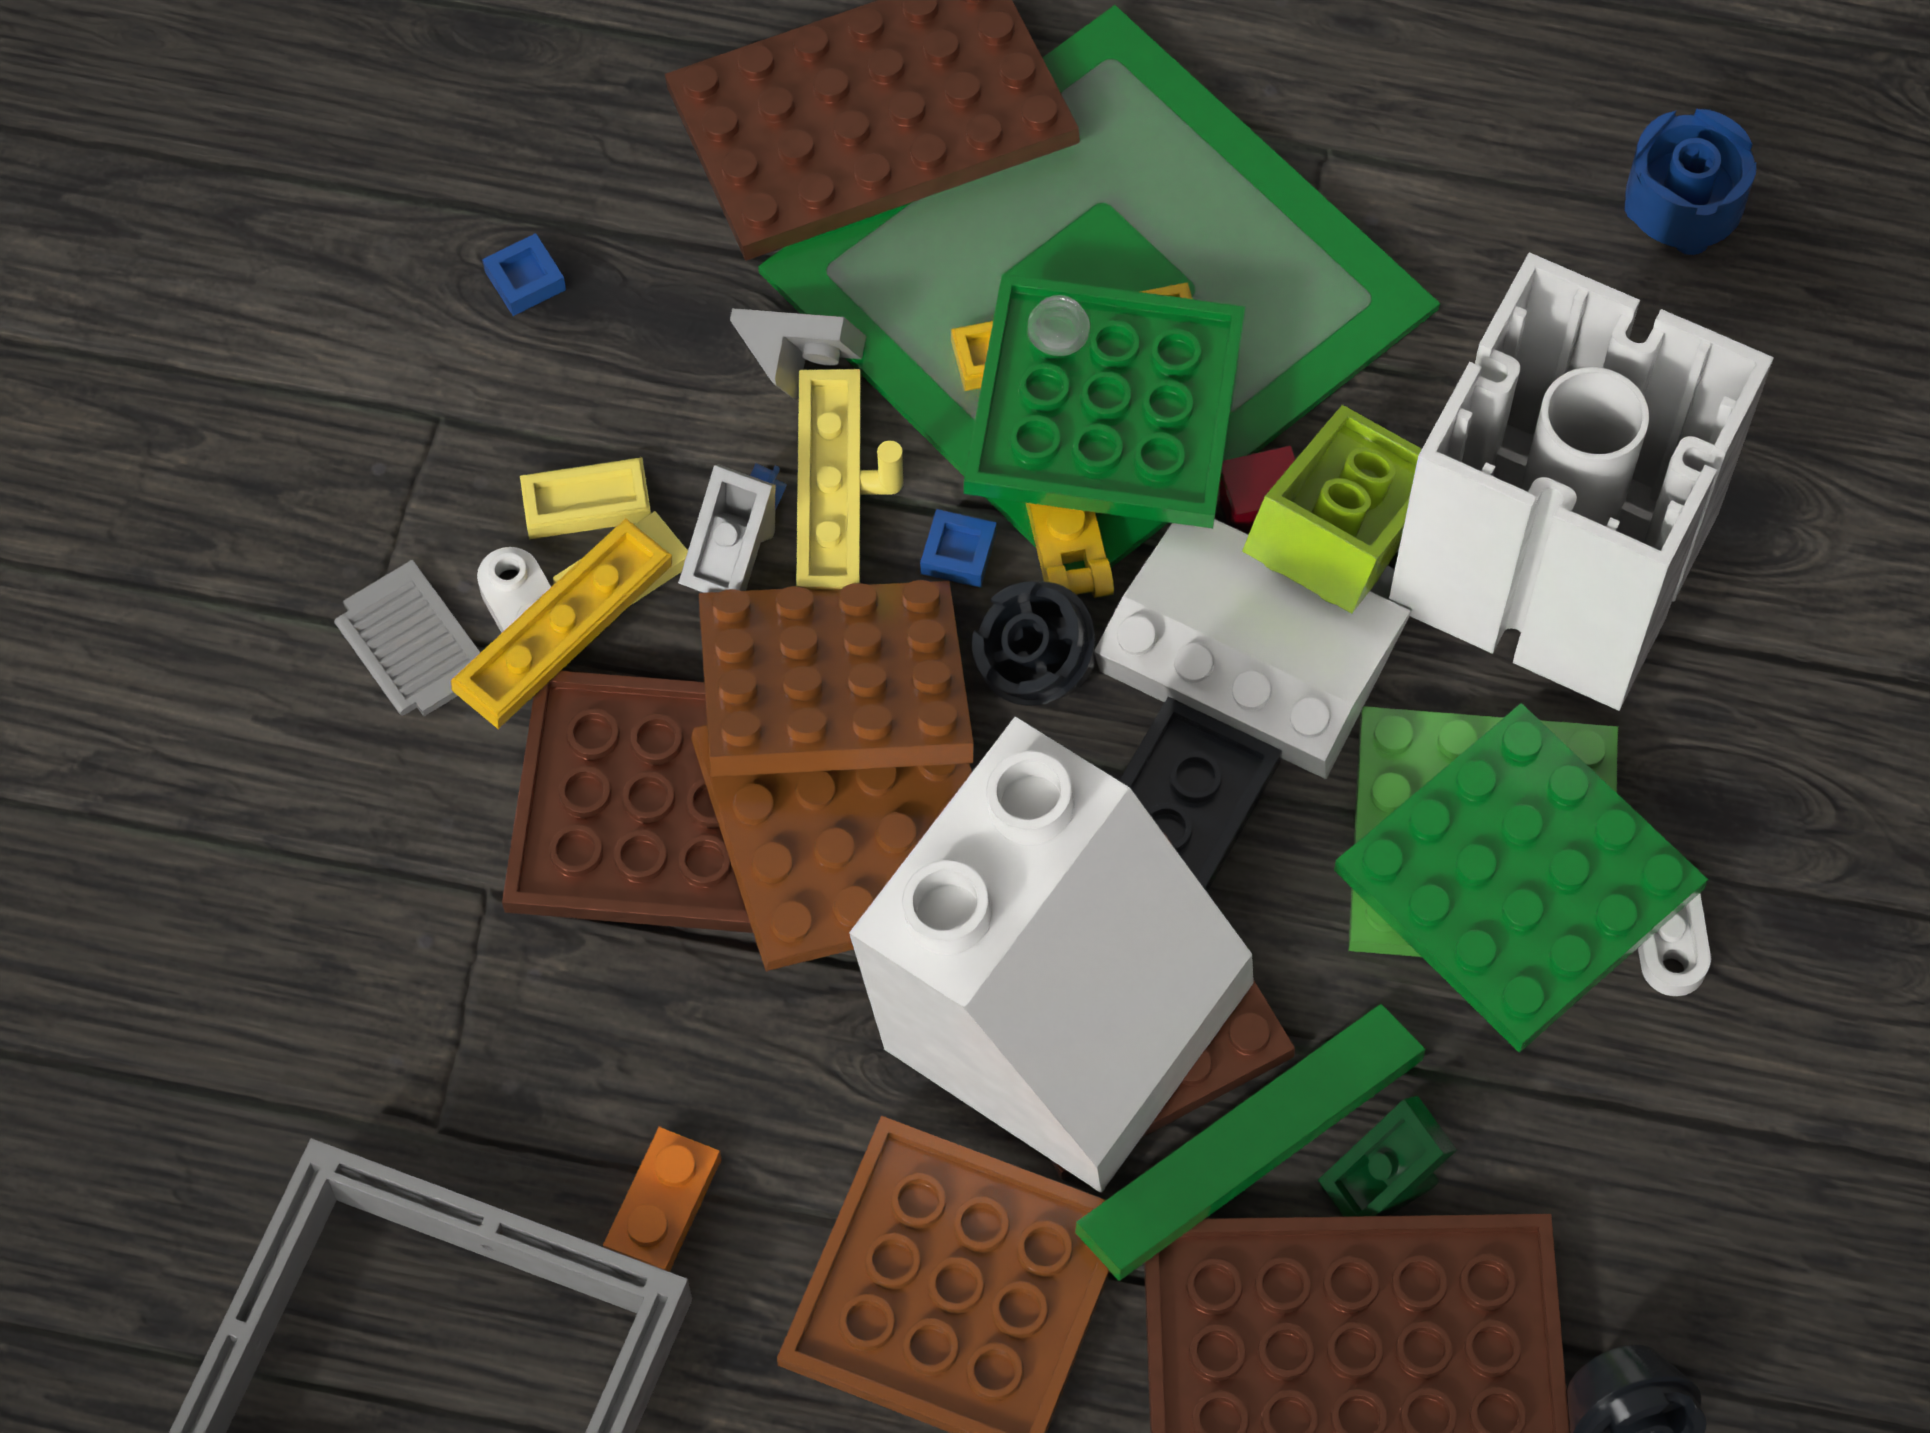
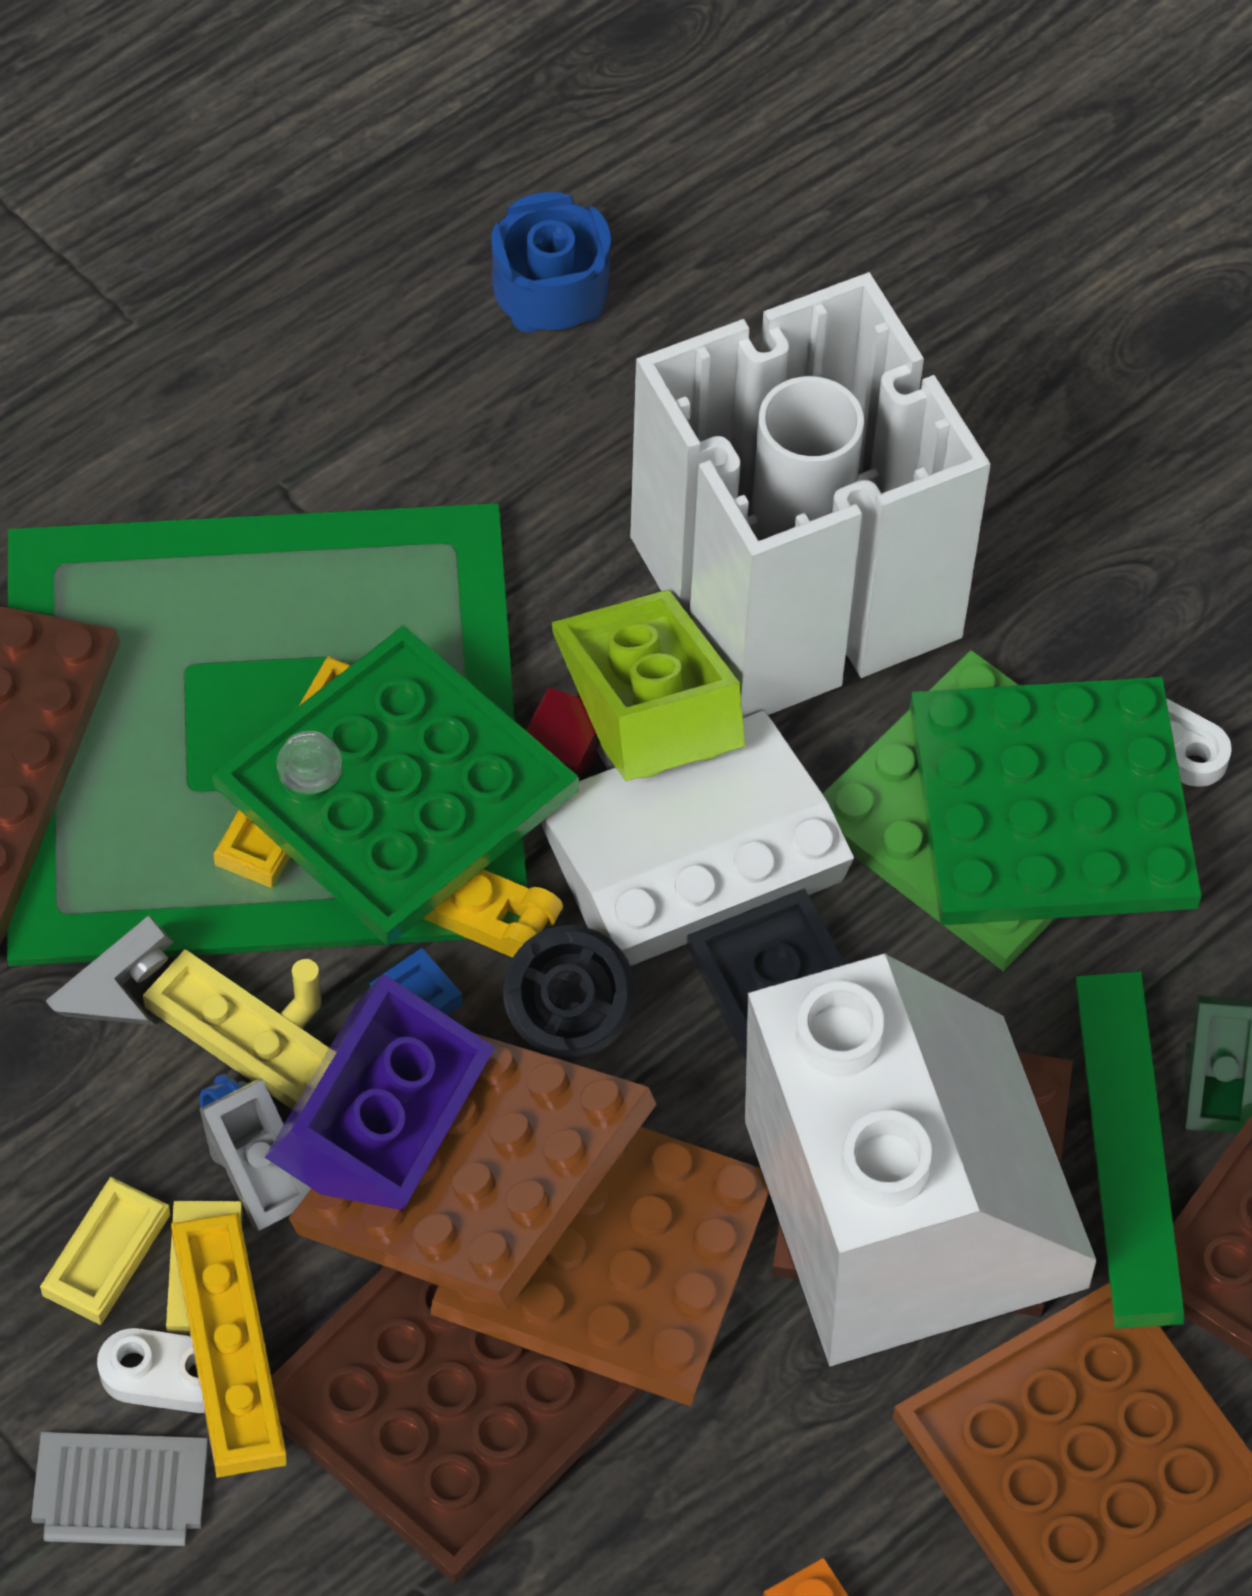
camera: 55 degrees left, 5 degrees down
(825, 574) = (380, 1099): none -> dark purple slope

